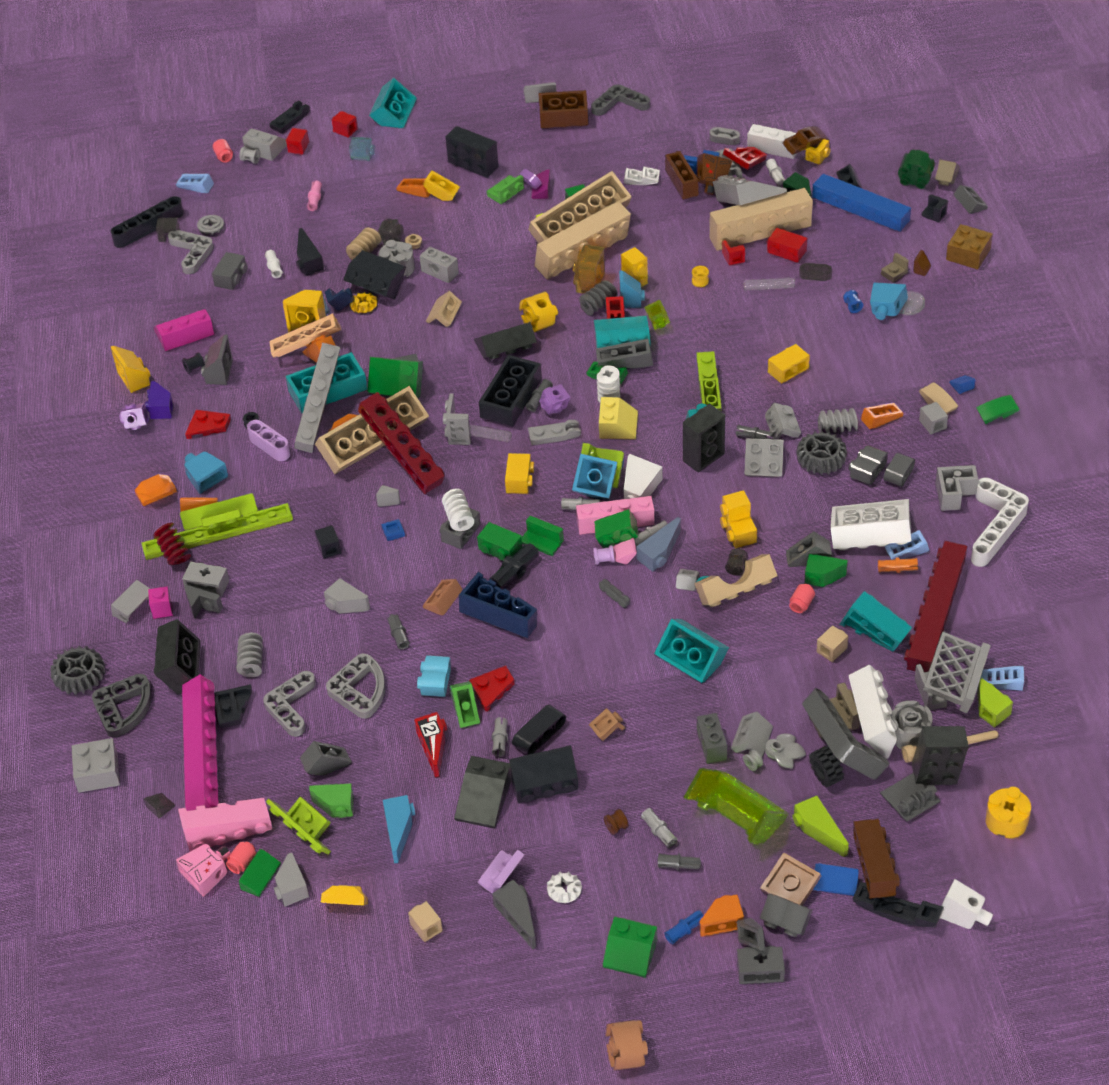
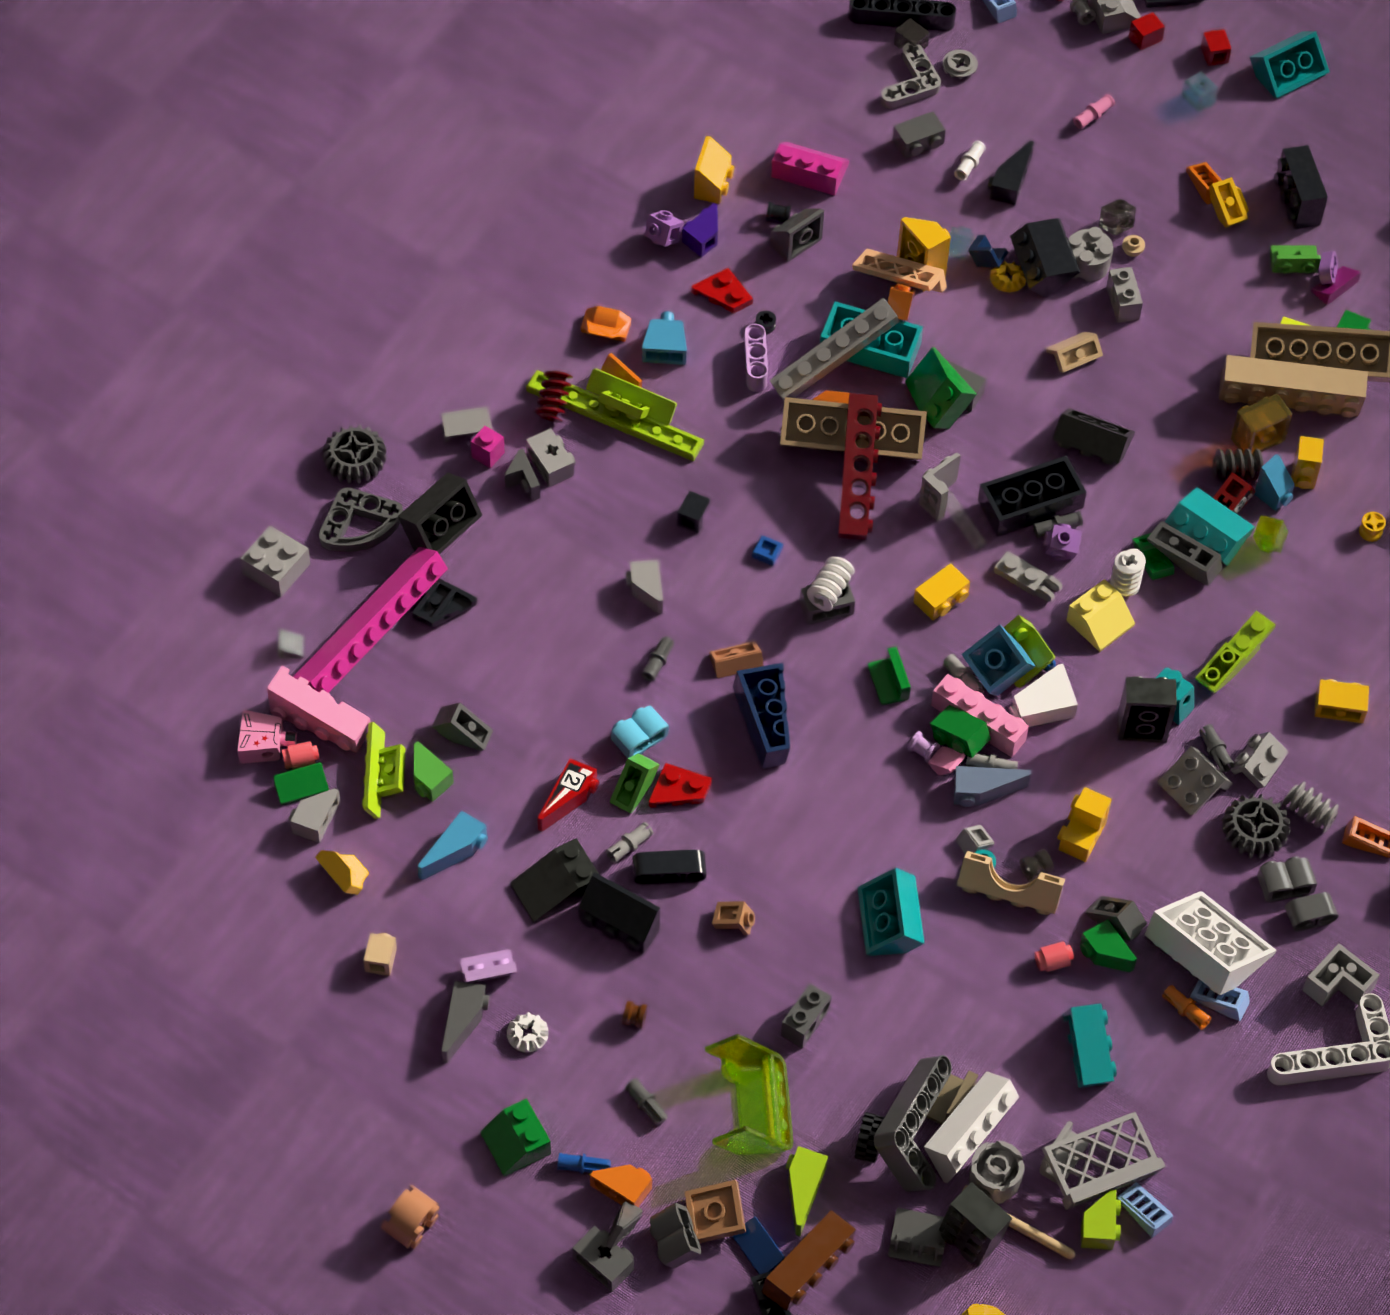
camera: 40 degrees right, 10 degrees up
(249, 655) = (505, 566): light grey piece -> none
(283, 701) = (491, 637): light grey beam -> none
(346, 686) = (551, 675): light grey beam -> none
(366, 241) = (1076, 208): tan piece -> none
(387, 496) = (796, 511): light grey slope -> none
(499, 541) = (843, 649): green brick -> none
(515, 566) = (828, 686): black piece -> none
(538, 311) = (1154, 431): yellow brick -> none
(614, 593) = (890, 794): dark grey axle -> none
(659, 827) = (665, 1055): light grey pin -> none
(752, 734) = (849, 1047): light grey panel -> none
(753, 760) = (819, 1070): light grey bush -> none
(784, 750) = (863, 1090): light grey plate -> none
(832, 643) = (1026, 1027): tan brick -> none
(937, 605) = (1173, 1080): dark red brick -> none

